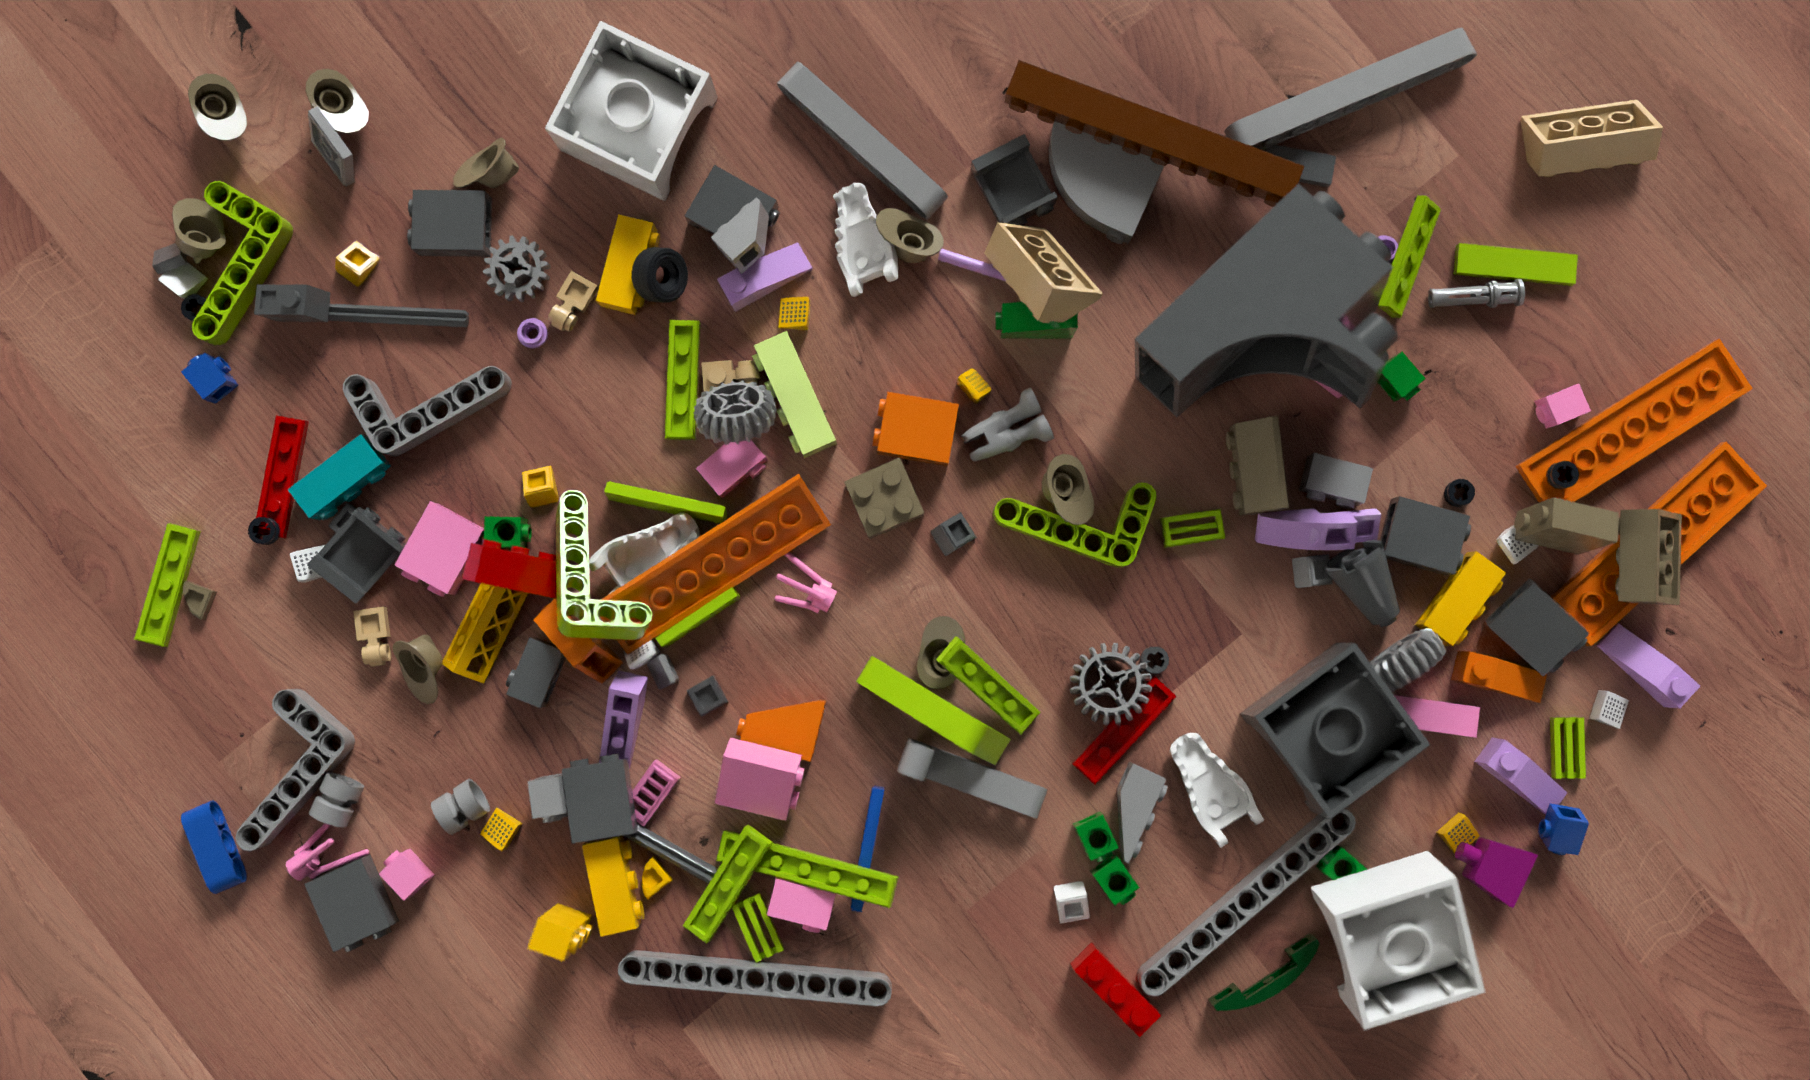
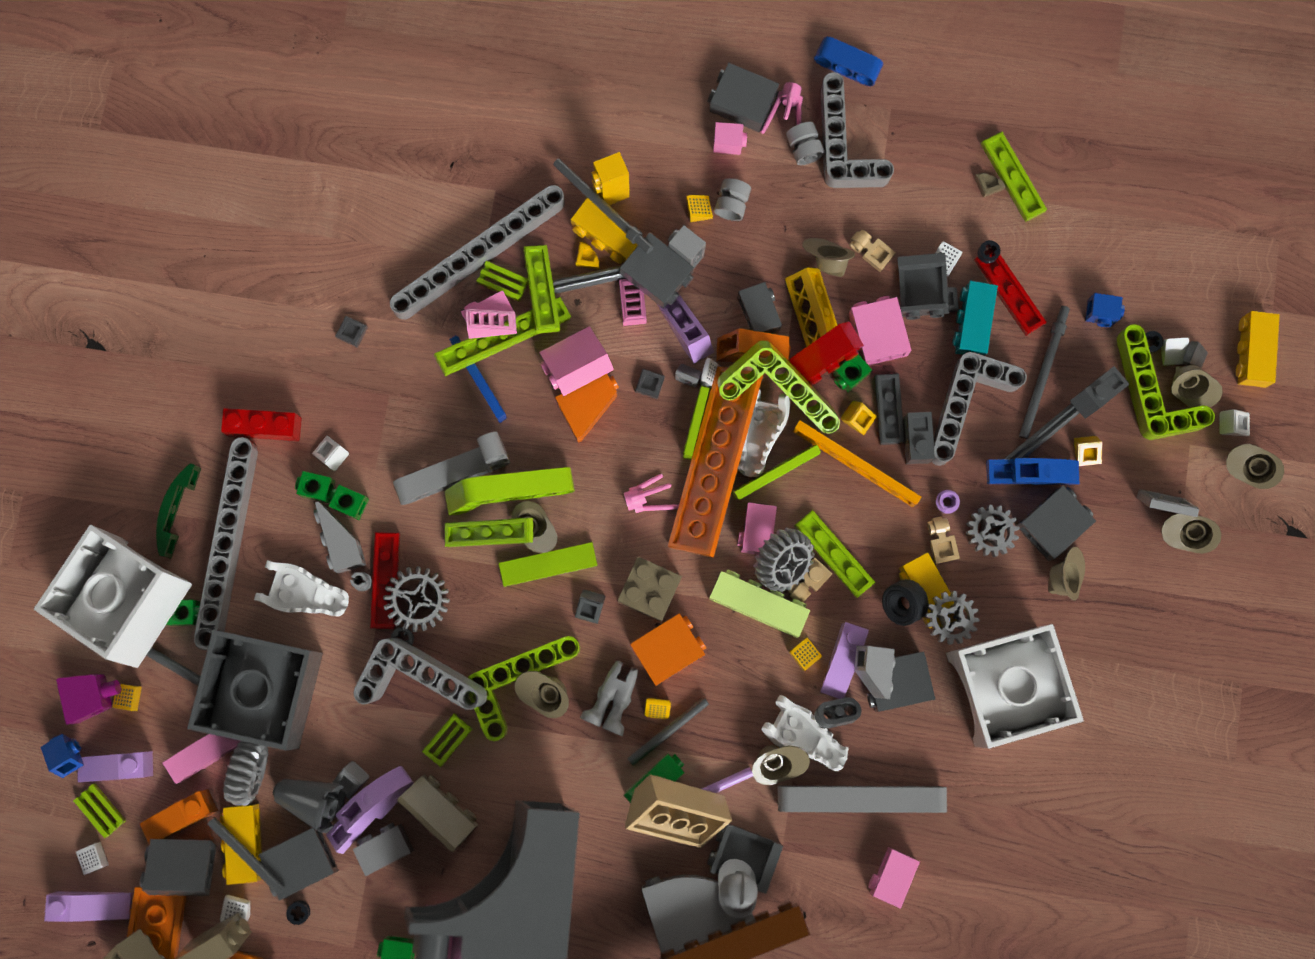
camera: 135 degrees right, 5 degrees down
(103, 211) = (1258, 349): none -> yellow brick
(196, 166) = (1234, 423): none -> white slope
(273, 398) = (1058, 329): none -> dark grey bar
(427, 287) = (1033, 471): none -> blue slope
(502, 414) = (918, 438): none -> dark grey brick
(503, 468) = (889, 409): none -> dark grey tile
(583, 443) = (857, 464): none -> light orange tile
(590, 855) = (632, 233): none -> dark grey bar
(619, 222) = (961, 622): none -> light grey gear
(816, 233) = (835, 712): none -> dark grey plate
(822, 889) = (481, 330): none -> bright pink slope
(897, 49) = (893, 877): none -> bright pink brick
(948, 1008) = (351, 331): none -> flat silver tile
(952, 603) = (548, 564): none -> lime tile
(982, 356) = (668, 731): none -> dark grey bar
(1045, 161) = (737, 888): none -> light grey piece
(1140, 748) = (363, 586): none -> light grey pin
(1168, 610) = (418, 672): none -> light grey beam
(1389, 821) = (174, 666): none -> dark grey bar
(1467, 582) = (246, 855): none -> dark grey bar

